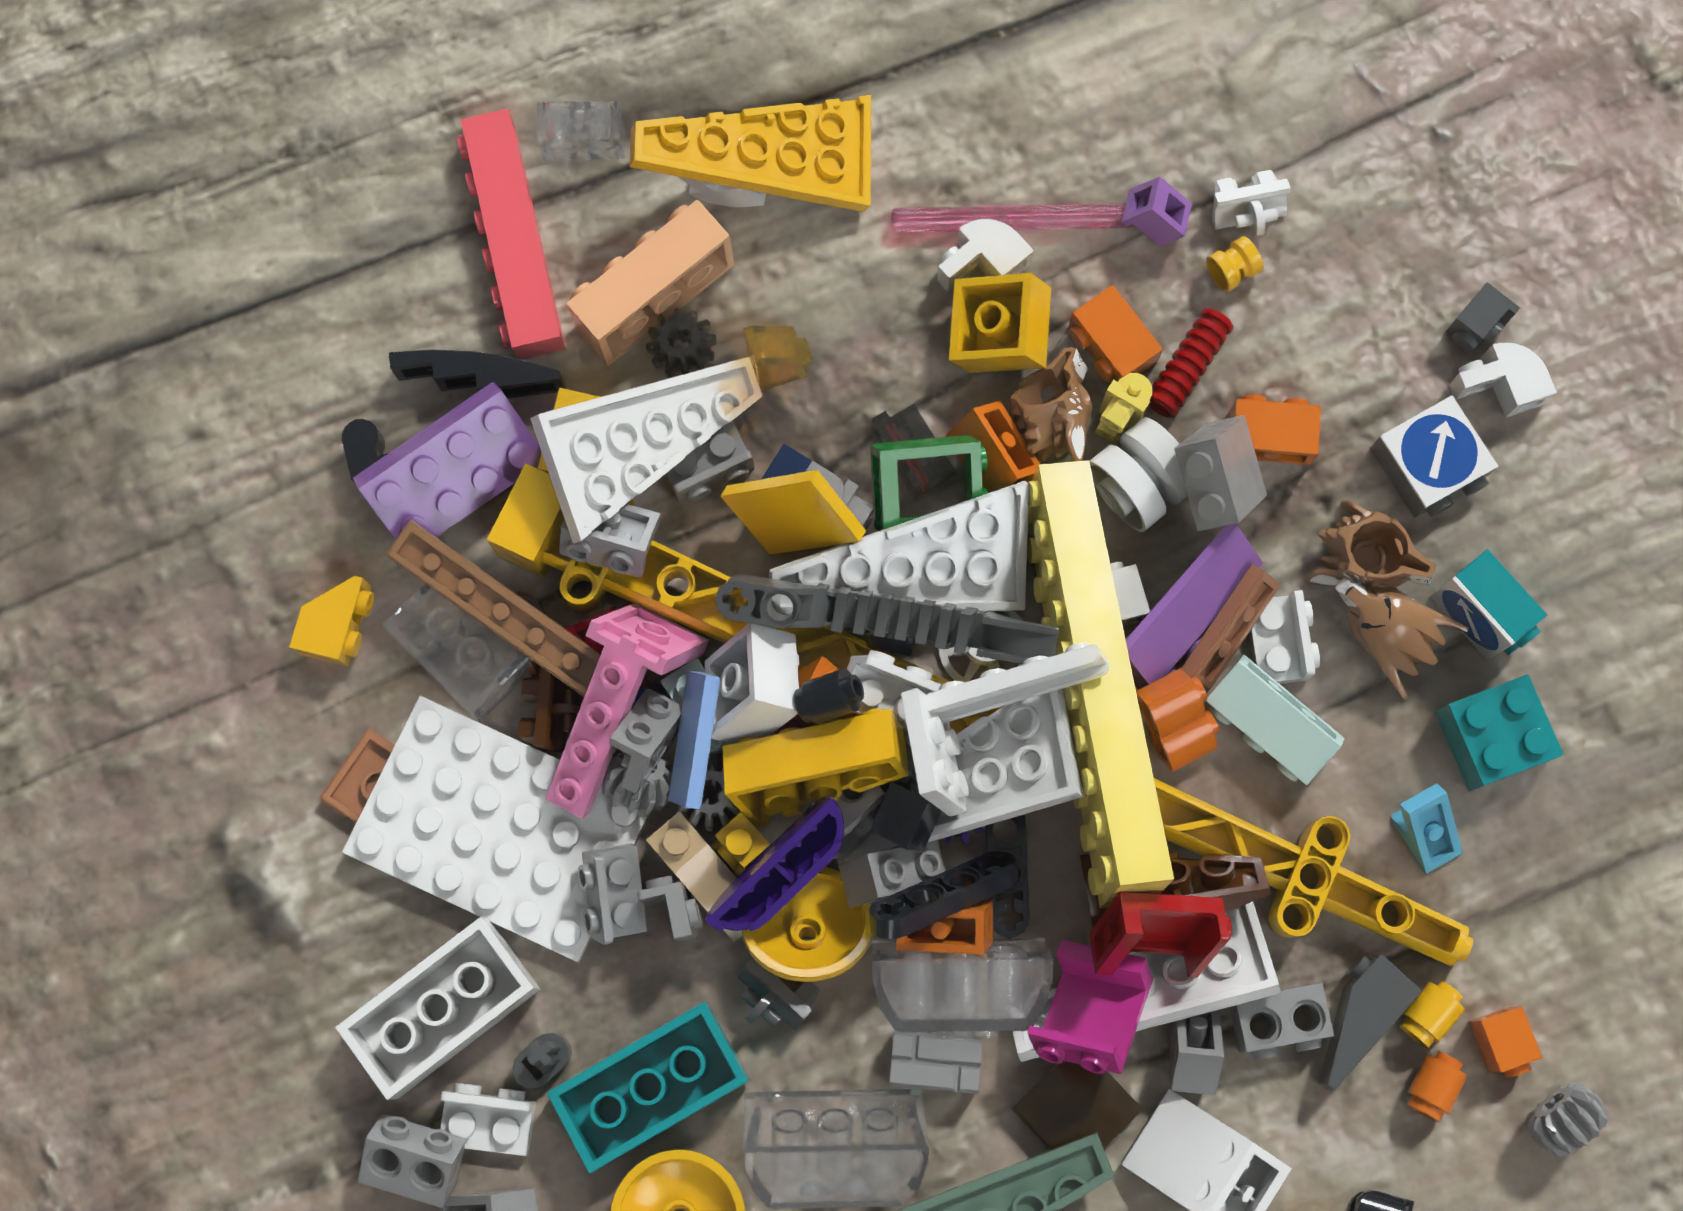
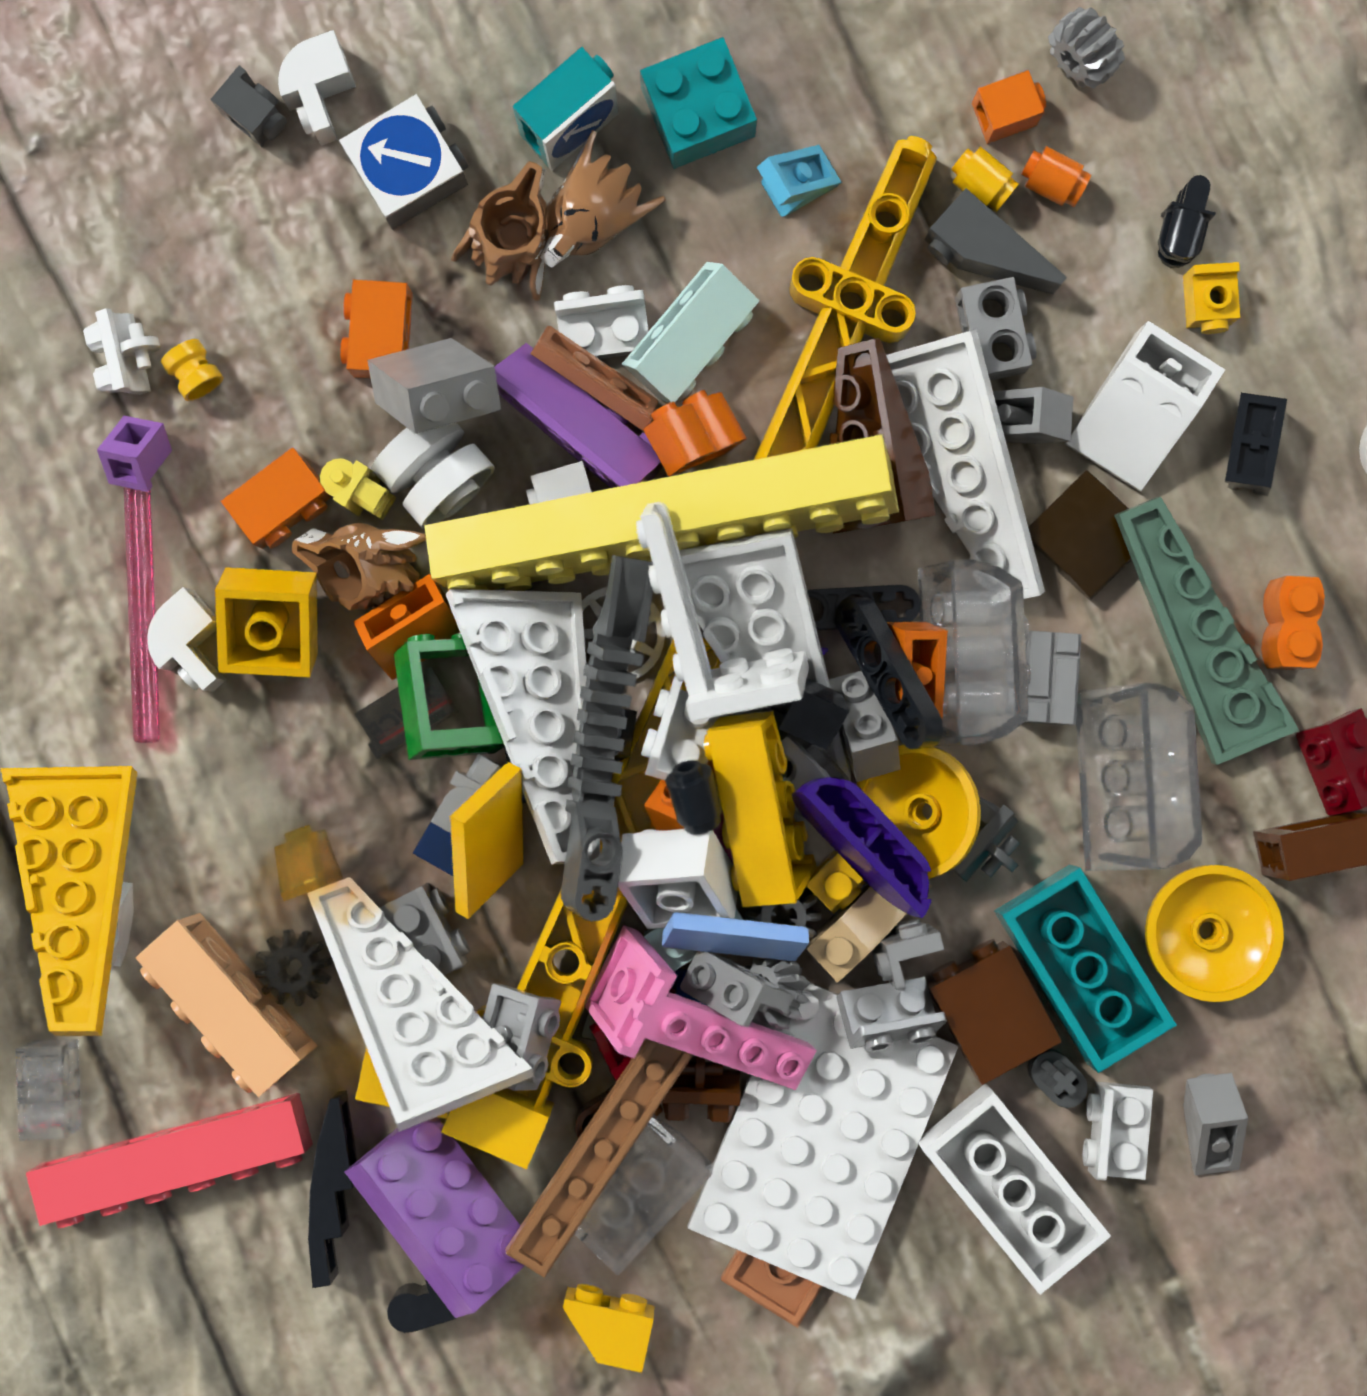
camera: 90 degrees left, 10 degrees up
(411, 1160) = (1164, 1205): light grey brick -> none
(611, 995) = (992, 1010): none -> reddish brown brick
(1092, 1013) = (997, 518): dark pink panel -> none
(1160, 924) = (920, 484): red panel -> none
(1189, 362) = (303, 418): red piece -> none

